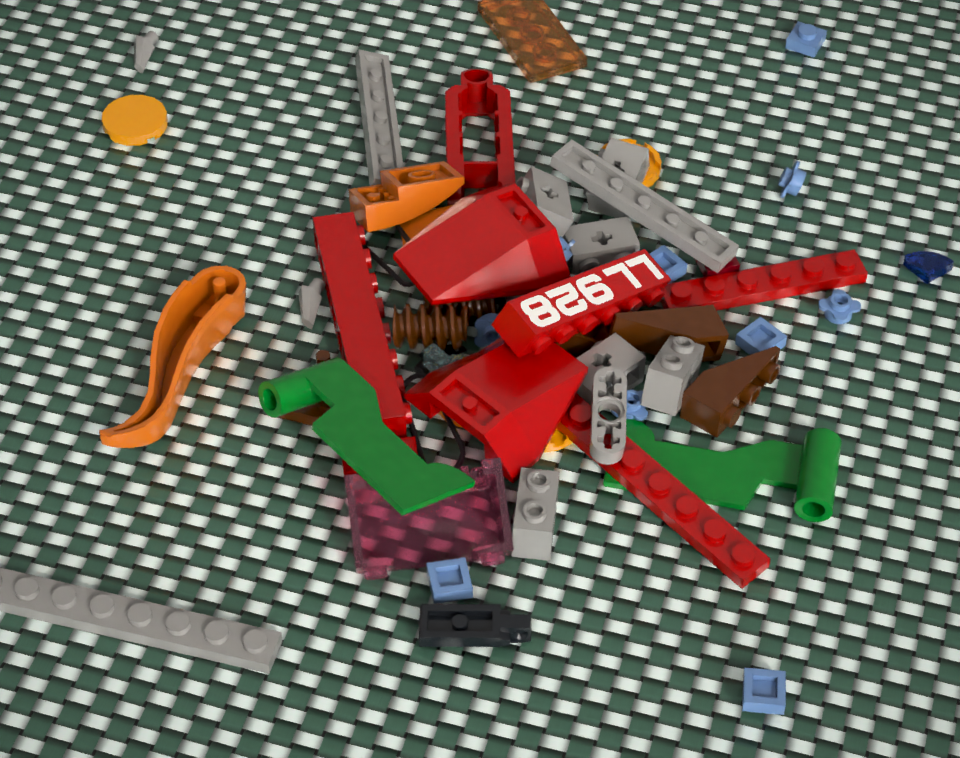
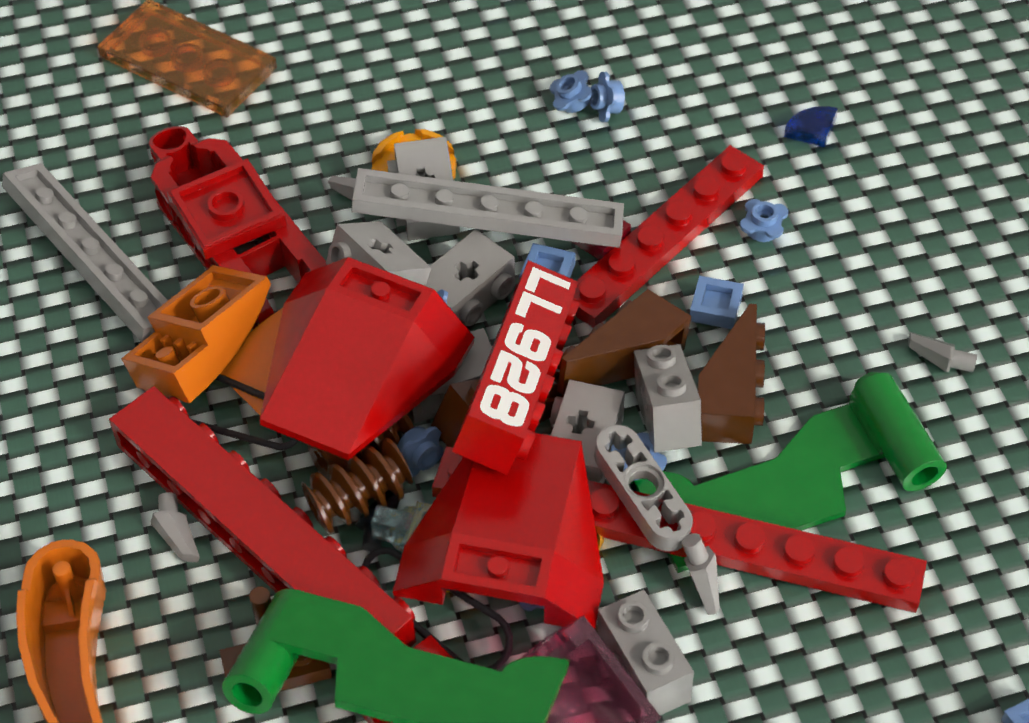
camera: 30 degrees left, 5 degrees up
(476, 130) = (226, 208): none -> red tile
(612, 487) = (703, 570): none -> light grey bar
(770, 167) = (571, 92): none -> medium blue plate
(896, 448) = (942, 353): none -> light grey bar

